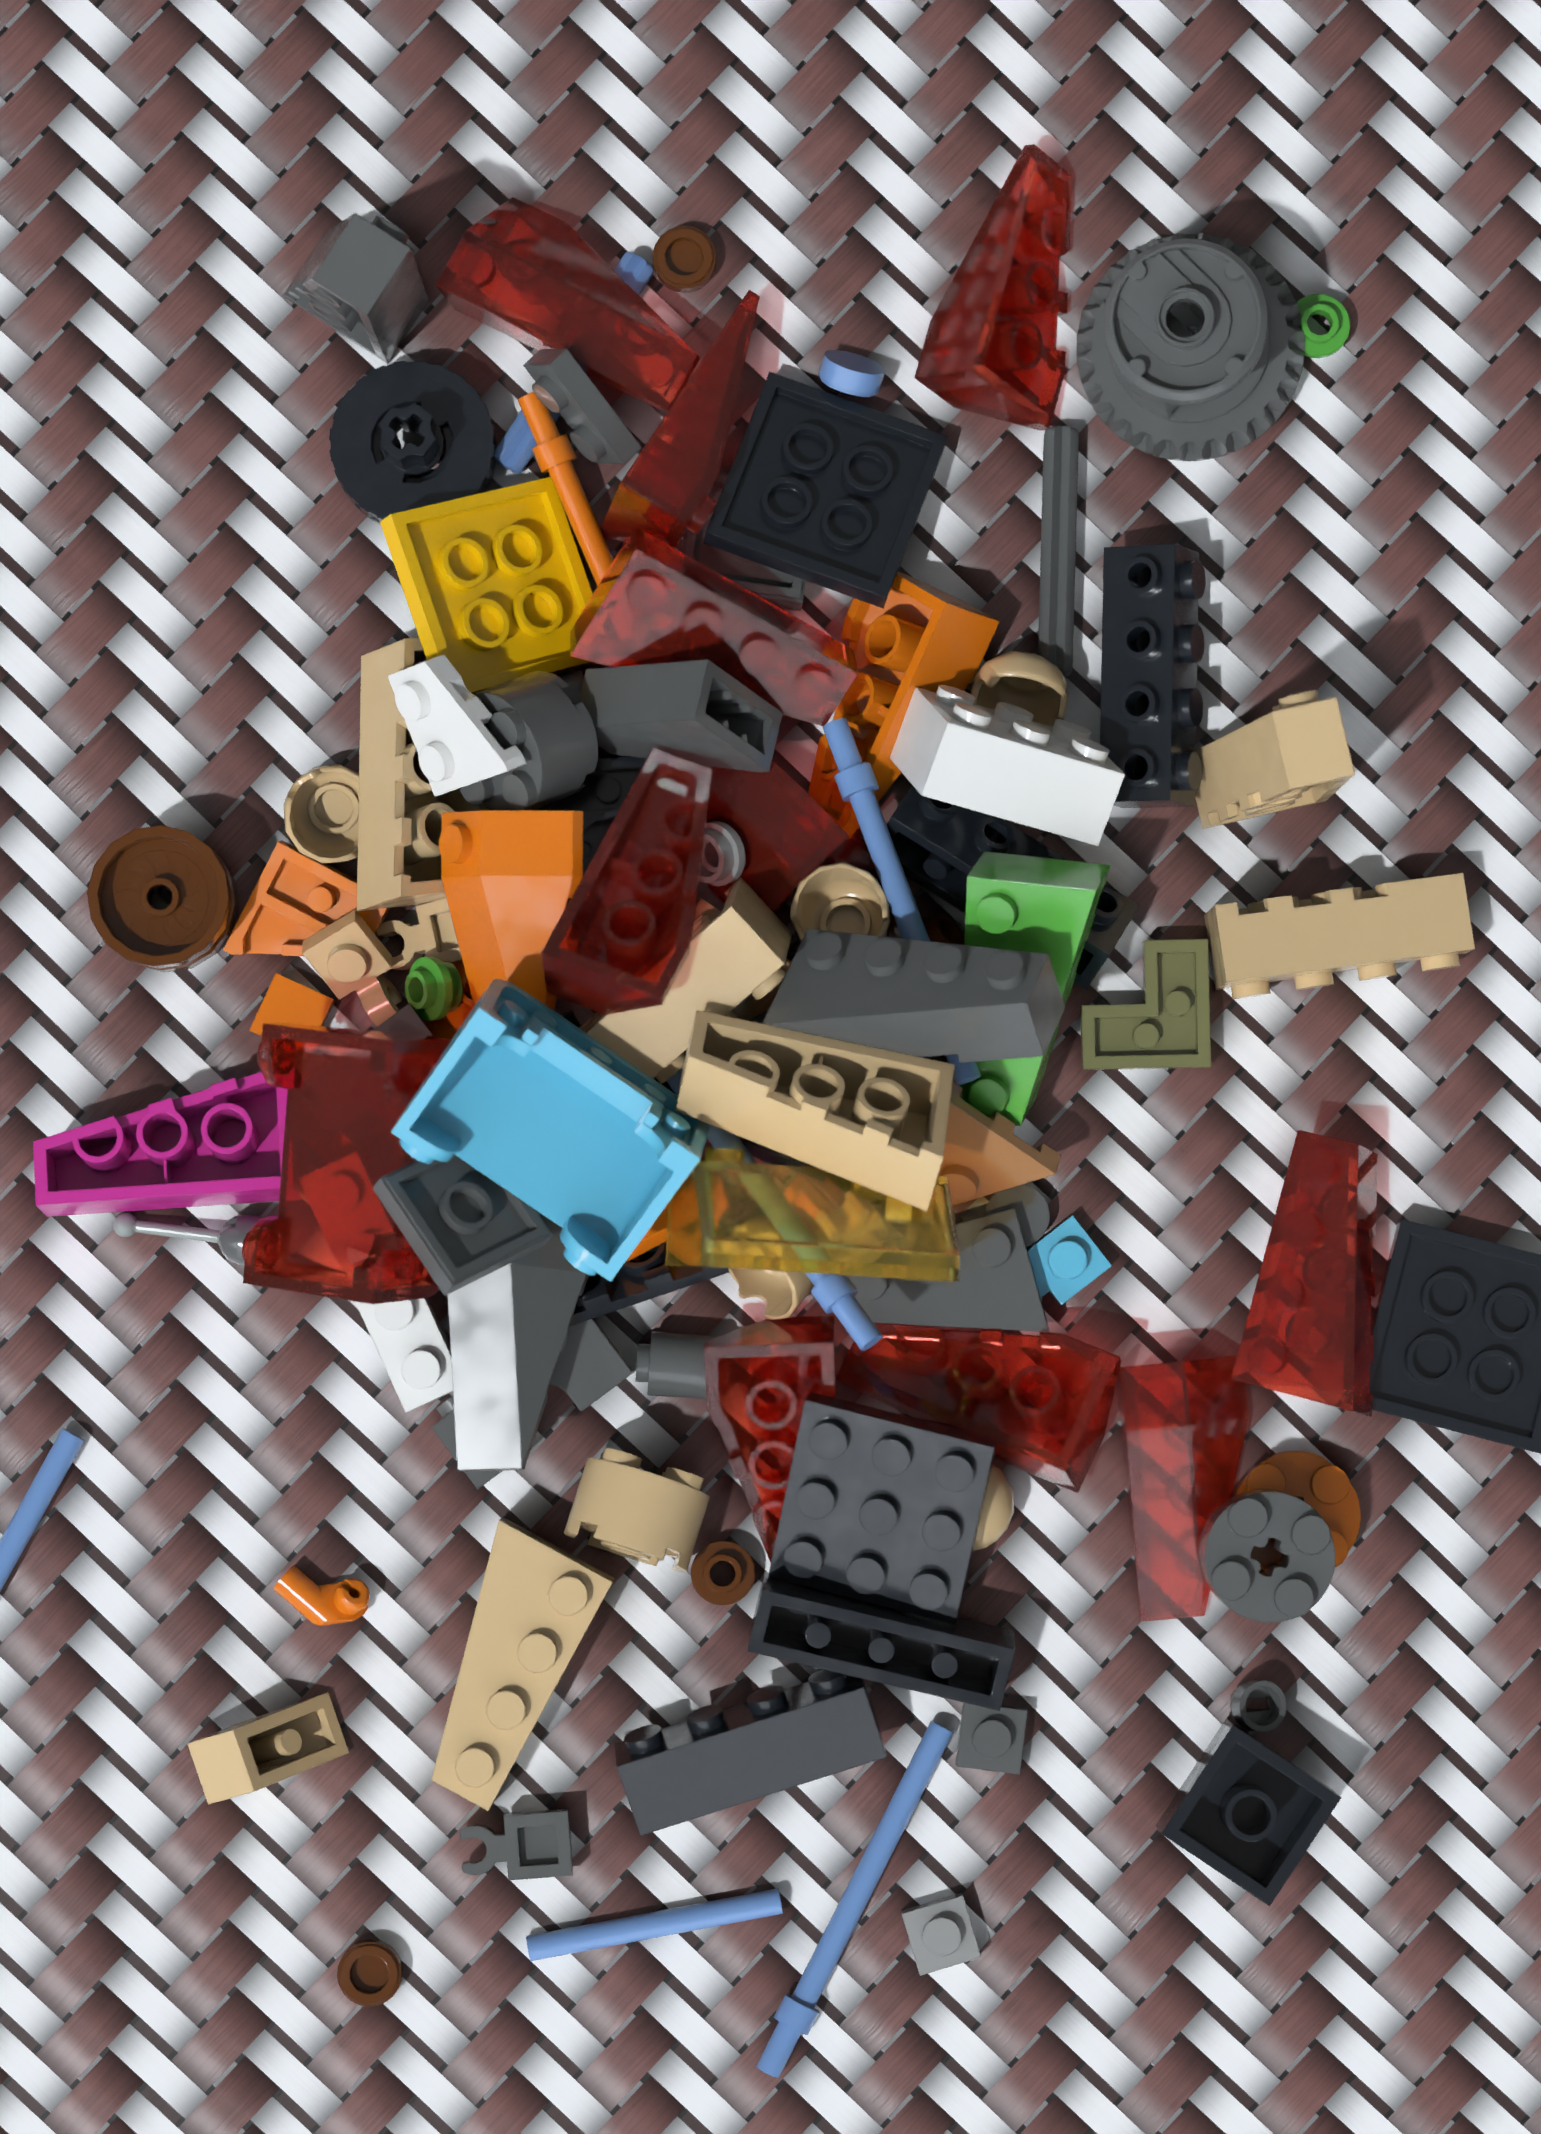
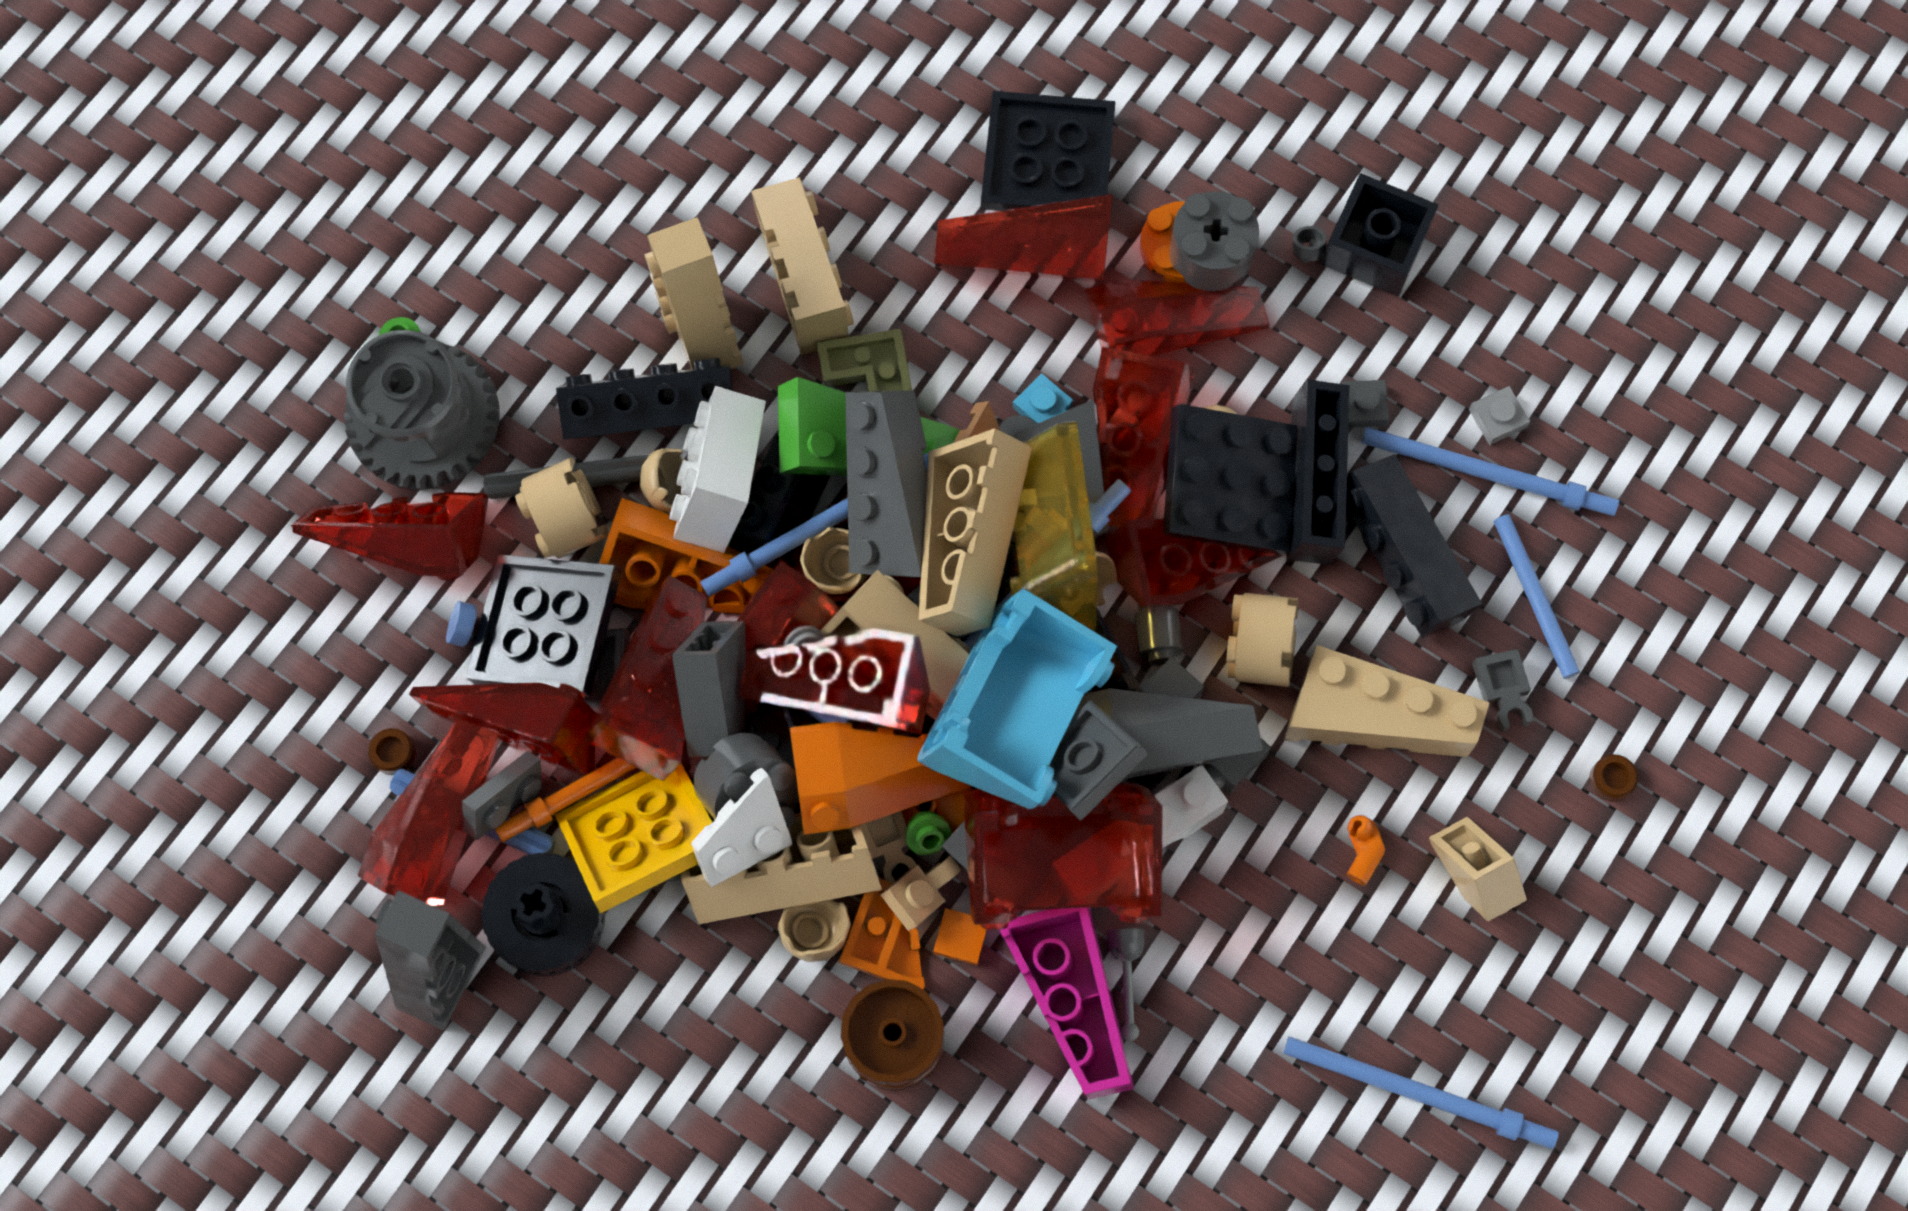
camera: 100 degrees left, 15 degrees down
(728, 1552) = (1298, 573): reddish brown plate -> none
(991, 533) = (561, 509): none -> tan brick

